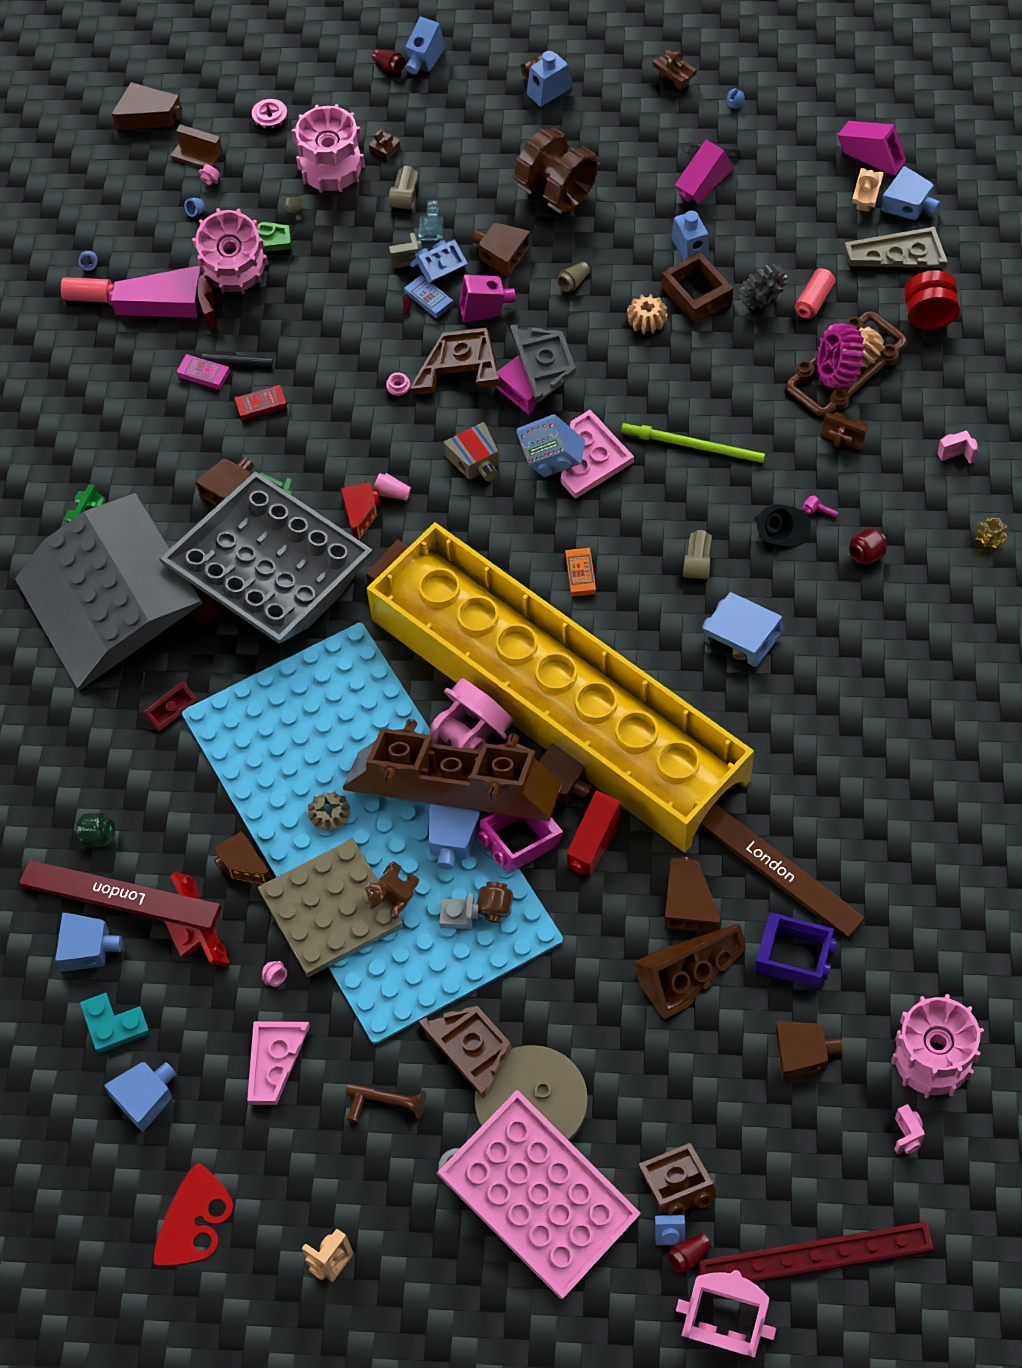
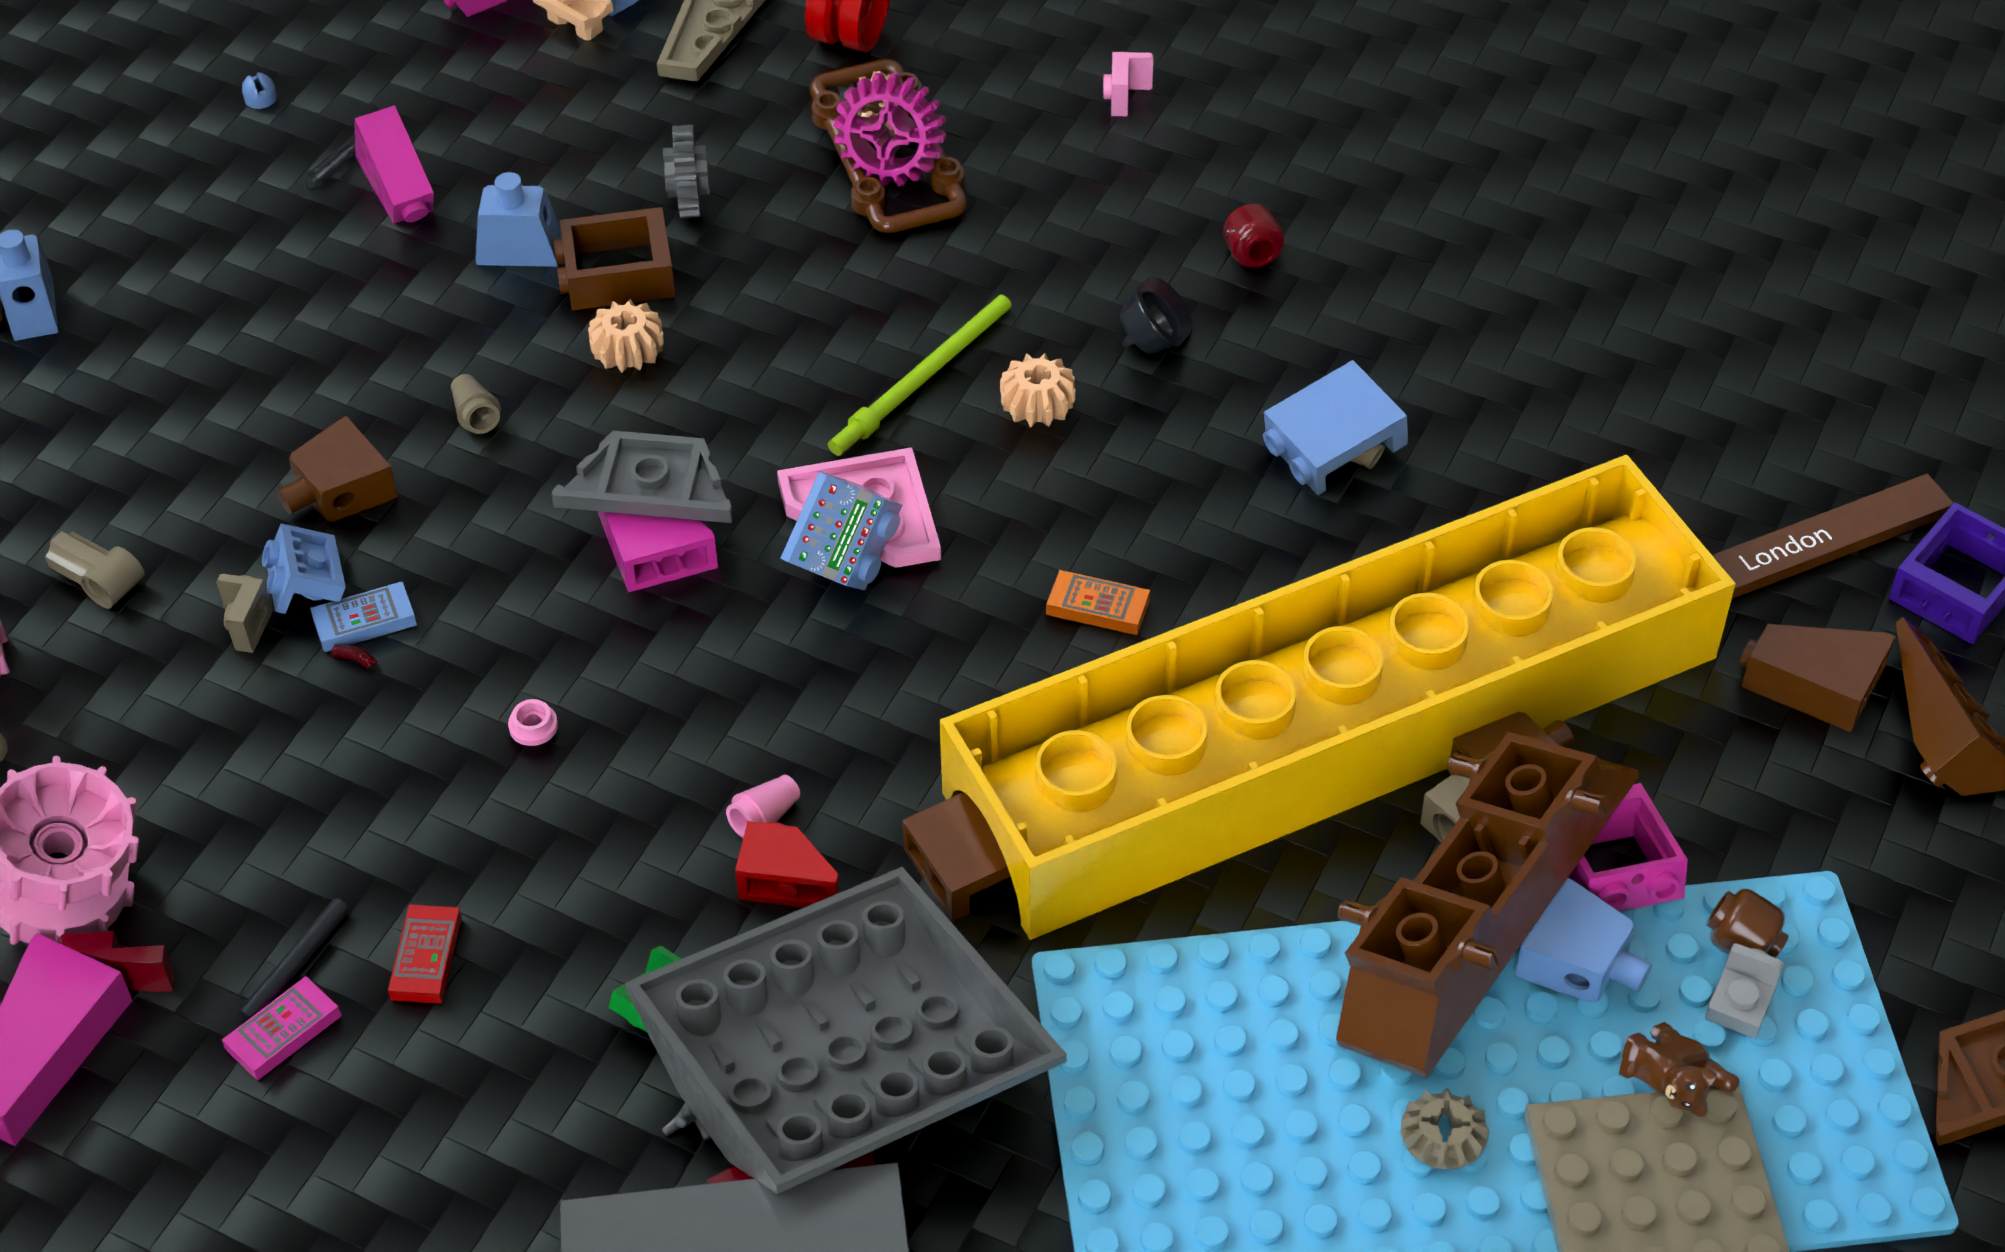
camera: 70 degrees left, 10 degrees down
(223, 479) = (598, 1064): reddish brown torso -> none
(431, 225) = (198, 560): clear light blue plate -> none
(459, 353) = (538, 598): reddish brown wing -> none
(472, 701) = (1353, 801): bright pink piece -> none
(473, 452) = (767, 658): dark tan torso -> none
(483, 297) = (440, 518): dark pink torso -> none
(549, 166) = (254, 327): reddish brown piece -> none
(594, 833) = (1651, 734): red slope -> none
(674, 67) = (140, 129): reddish brown hips -> none
(698, 561) = (1169, 445): dark tan piece -> none
(703, 493) = (1037, 390): none -> light nougat gear
(814, 503) = (1134, 274): dark pink hand -> none
(815, 293) = (729, 130): coral brick -> none
(844, 431) = (1018, 189): reddish brown hips -> none
(992, 532) = (1300, 100): clear yellow gear -> none

